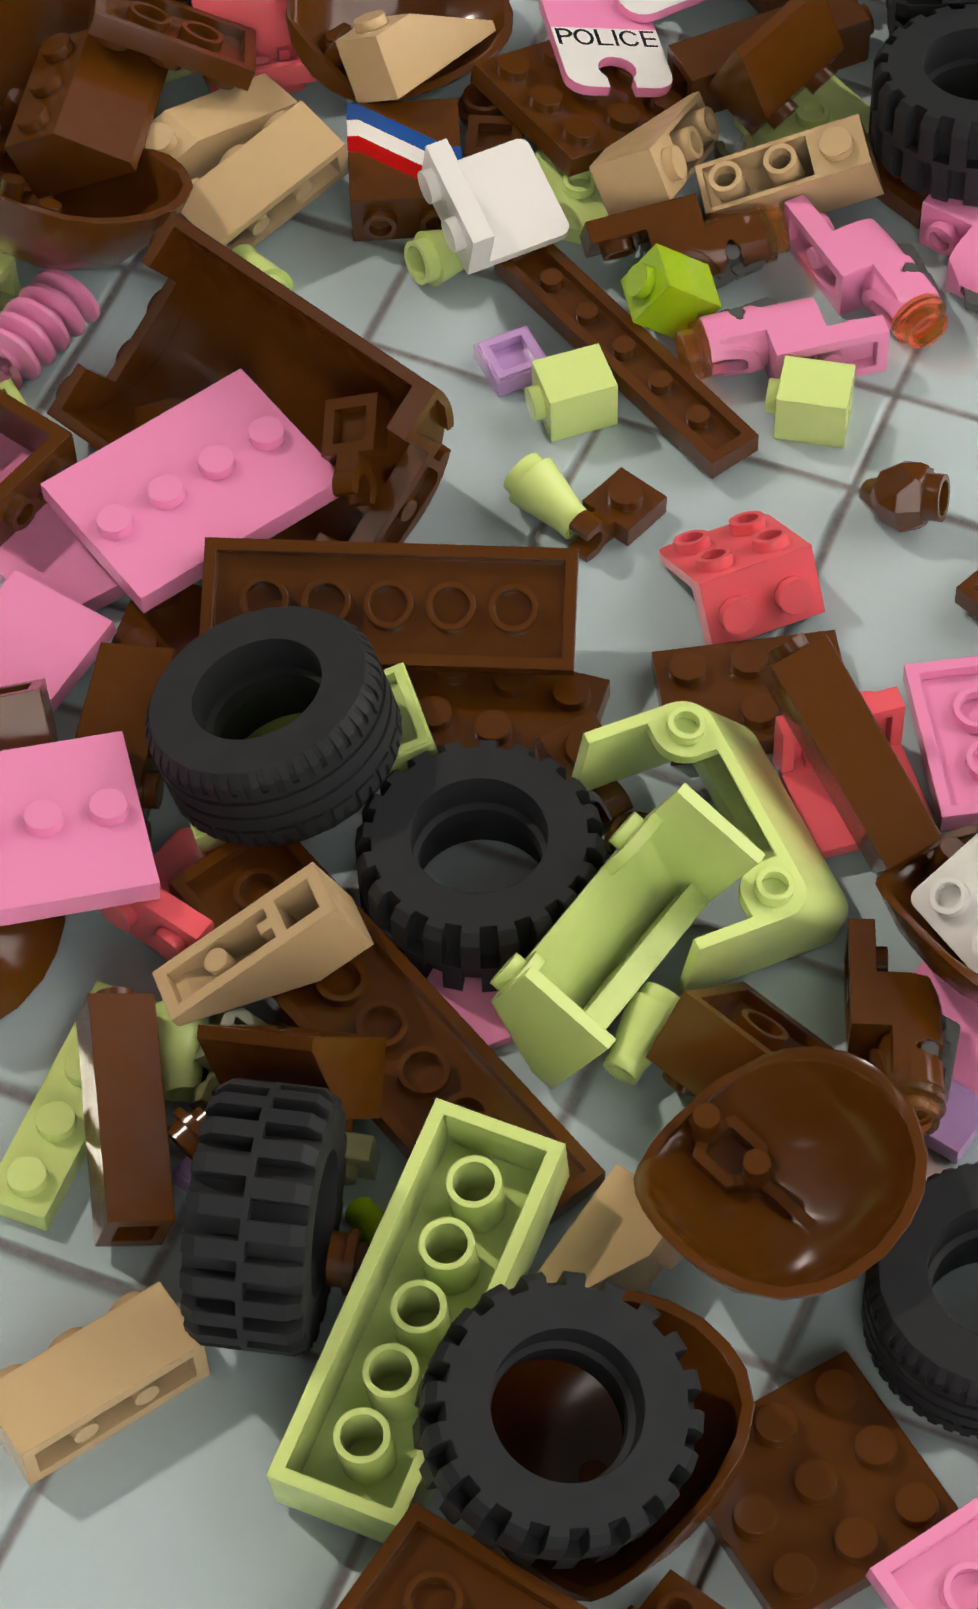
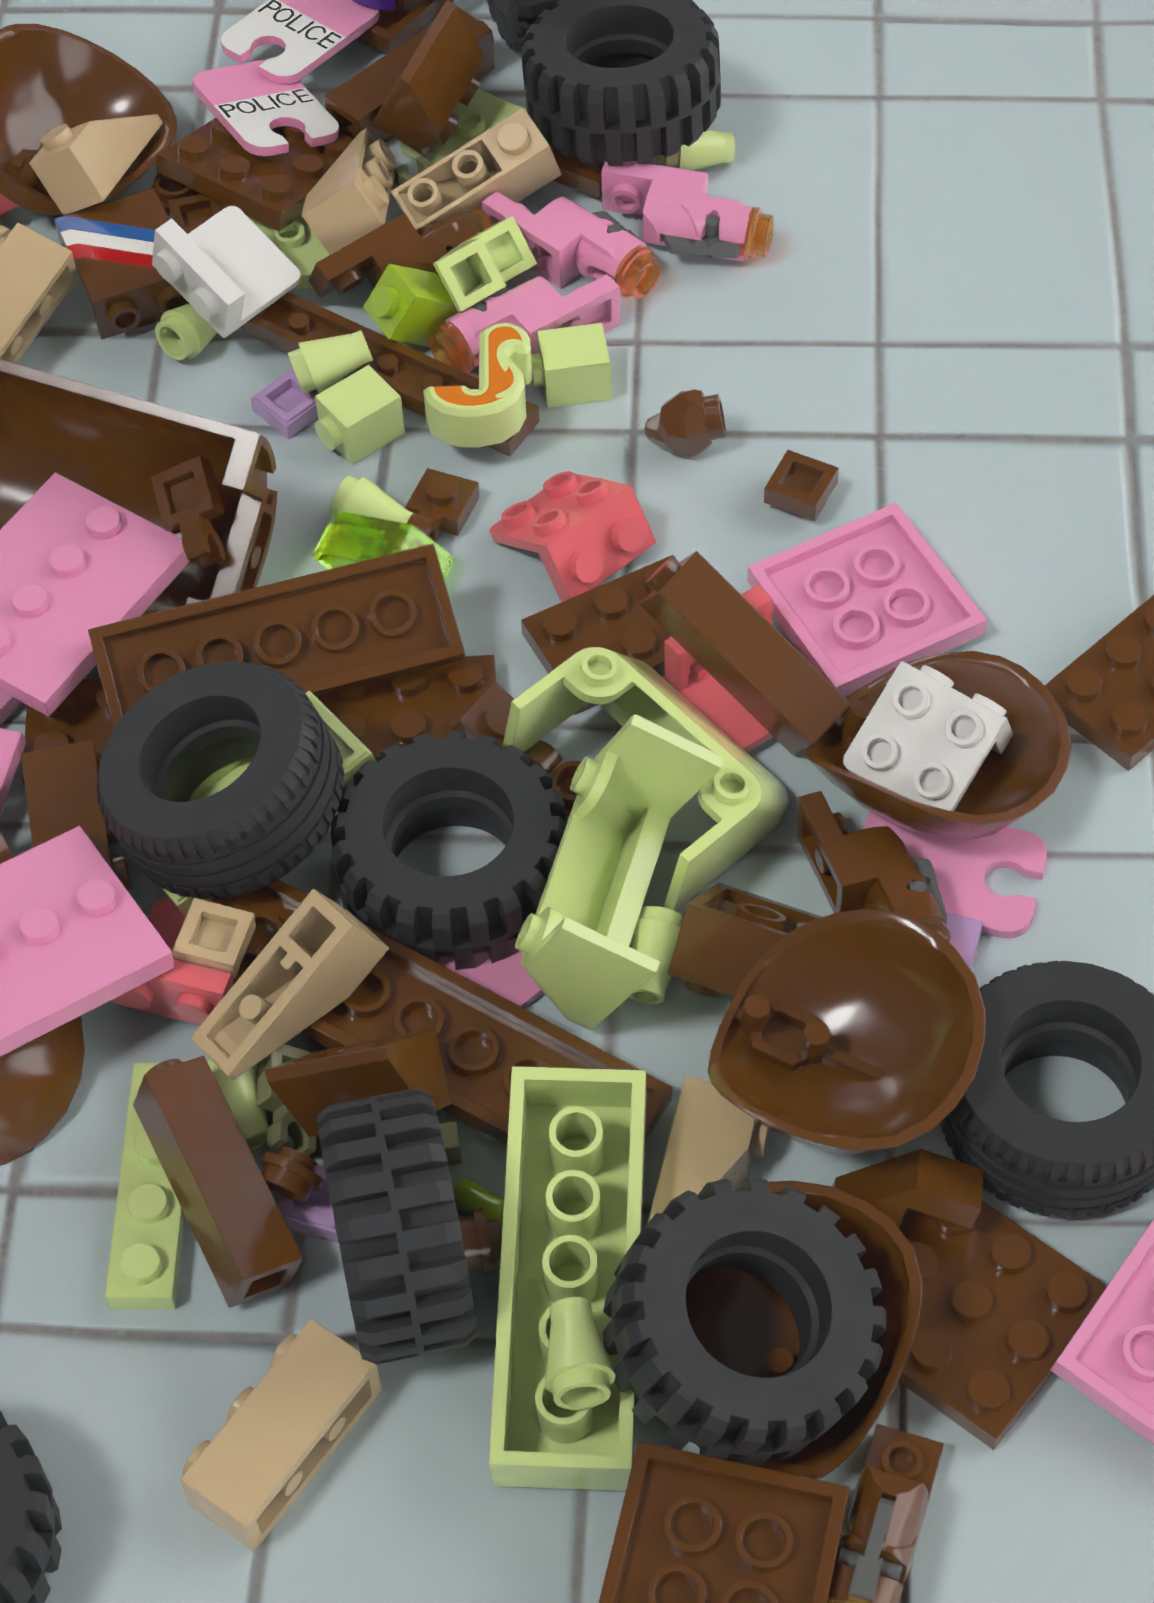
camera: 20 degrees left, 0 degrees up
(211, 880) = (215, 936): none -> tan plate
(383, 1402) = (577, 1359): none -> yellowish green cone
(524, 522) = (360, 537): none -> clear neon green slope
(559, 327) = (328, 360): none -> yellowish green cone
(715, 419) = (499, 405): none -> yellowish green animal
(759, 268) = (484, 263): none -> yellowish green slope
(806, 1346) = (921, 1183): none -> reddish brown slope

